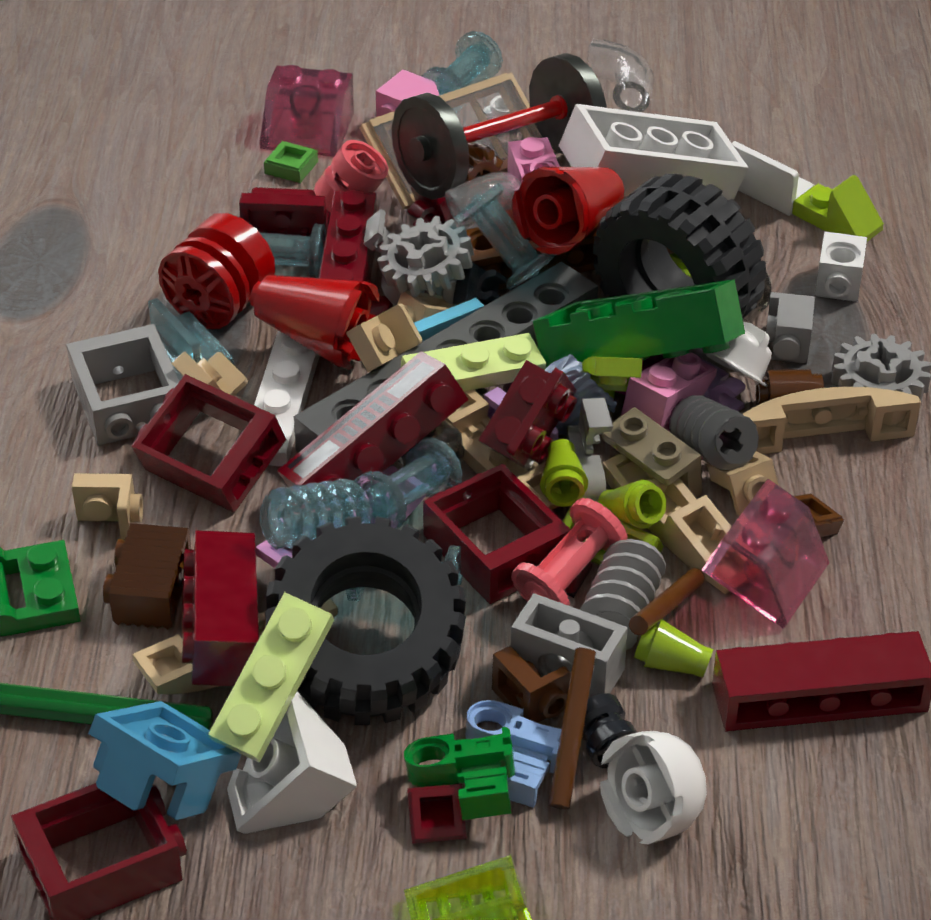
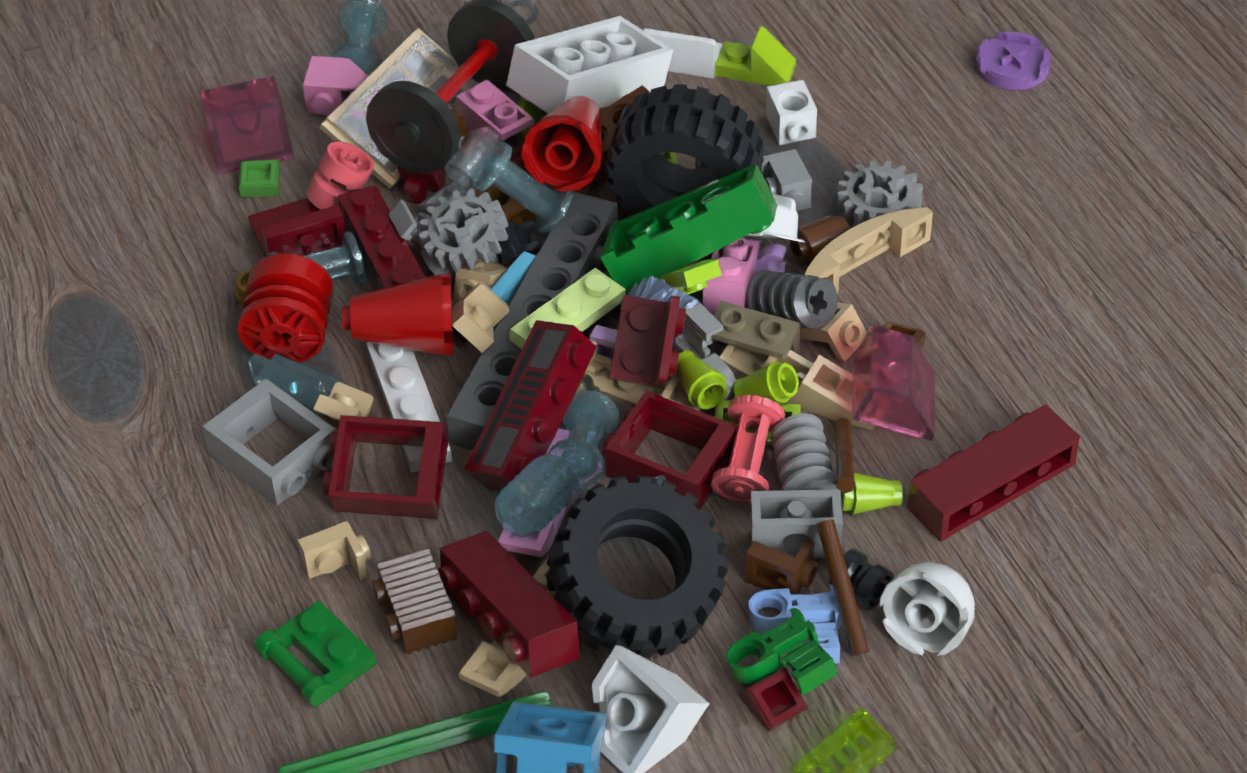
camera: 25 degrees left, 5 degrees up
(271, 677) = (606, 644): yellowish green plate -> none

